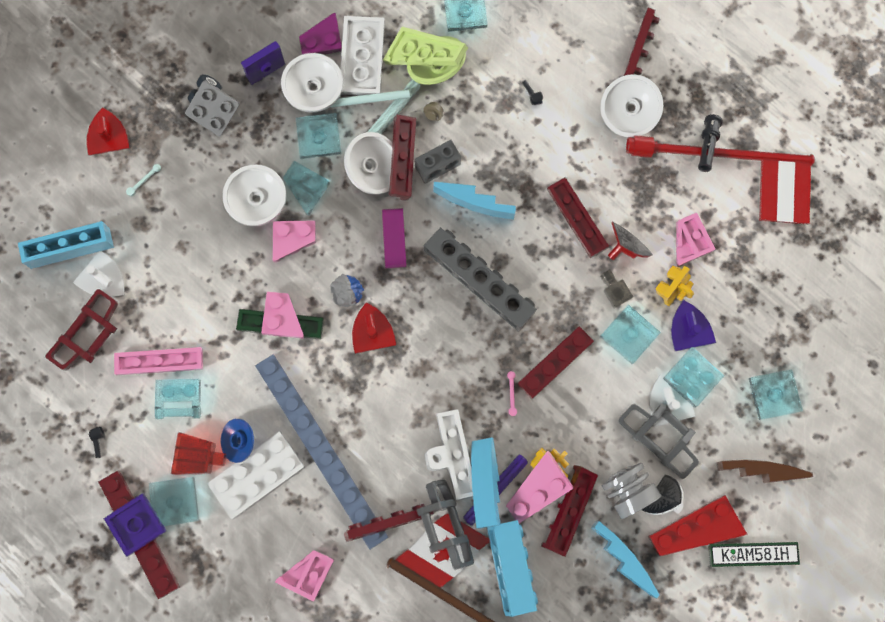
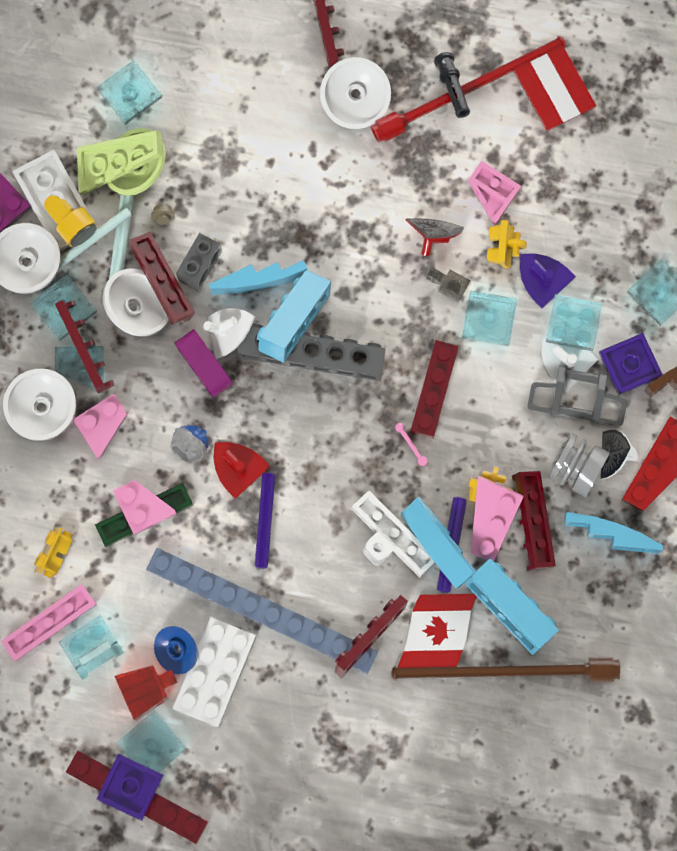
camera: 25 degrees left, 0 degrees up
(94, 435) = (33, 729): black hand -> none
(188, 314) = (48, 560): none -> yellow hinge
(307, 575) = (323, 733): bright pink wing -> none
(311, 171) = (81, 347): none -> dark red hinge
(361, 78) = (73, 225): none -> yellow piece
(366, 383) = (264, 520): none -> dark purple axle
(427, 224) = (228, 329): none -> white shield
(449, 505) = (441, 618): dark grey bar -> none
(482, 243) = (294, 315): none -> medium azure brick
(535, 98) = (254, 140): black hand -> none
(577, 217) = (369, 235): dark red plate -> none
(718, 435) = (630, 364): none -> dark purple plate

